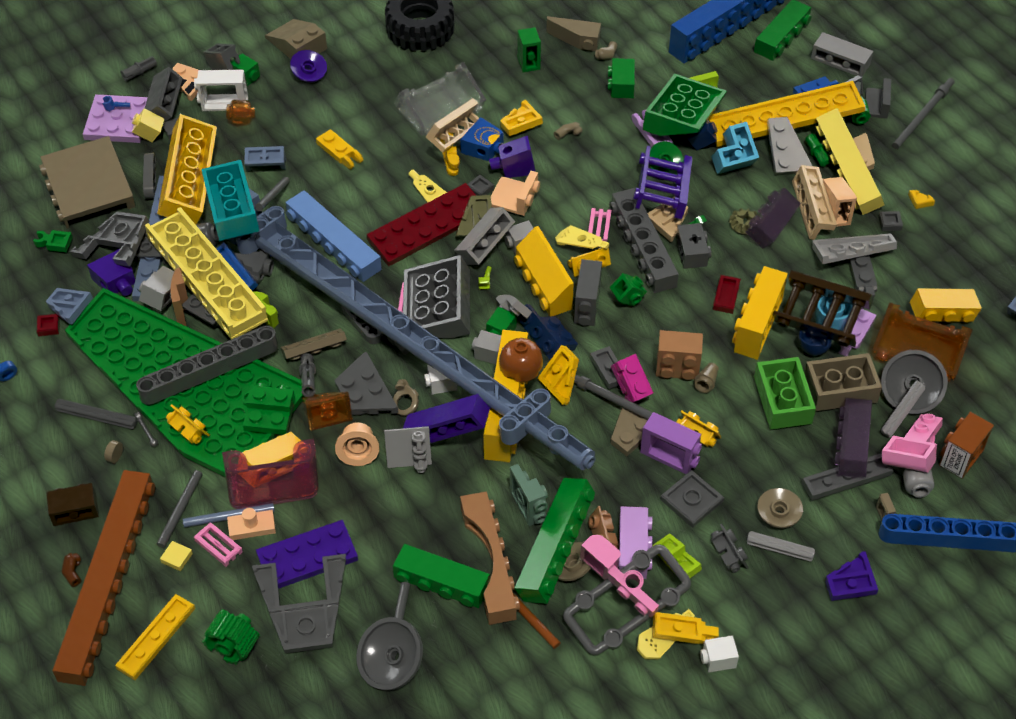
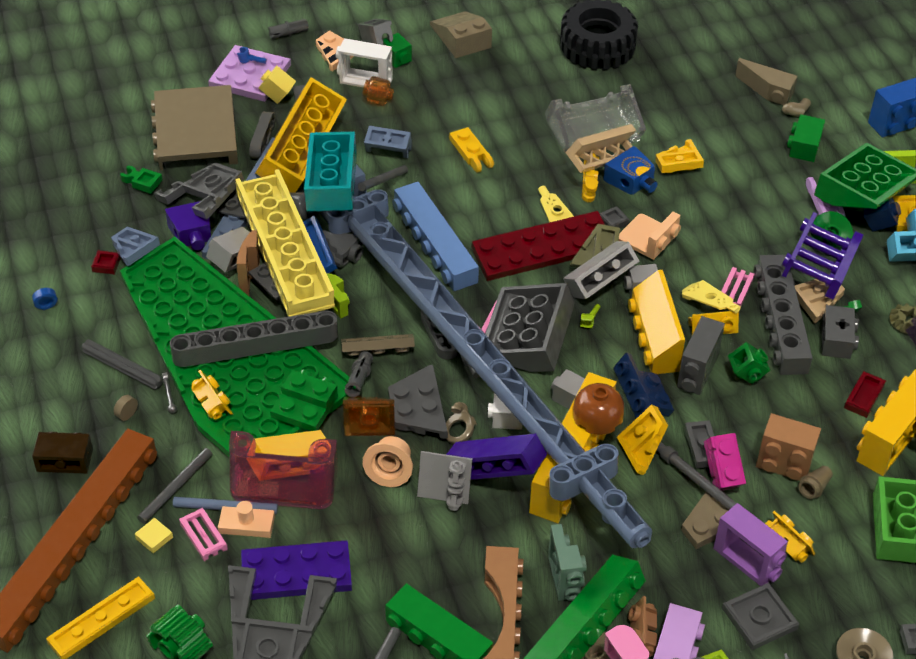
camera: 15 degrees right, 5 degrees down
(69, 563) = (34, 521): reddish brown arm -> none
(164, 93) = (304, 56): dark grey brick -> none
(308, 60) = (469, 54): dark purple dish -> none
(501, 320) = (594, 363): green brick -> none
(513, 305) = (609, 350): light grey slope -> none
(514, 158) = (659, 195): dark purple torso -> none
(529, 49) = (708, 87): green brick -> none
(565, 129) = (725, 179): dark tan arm -> none

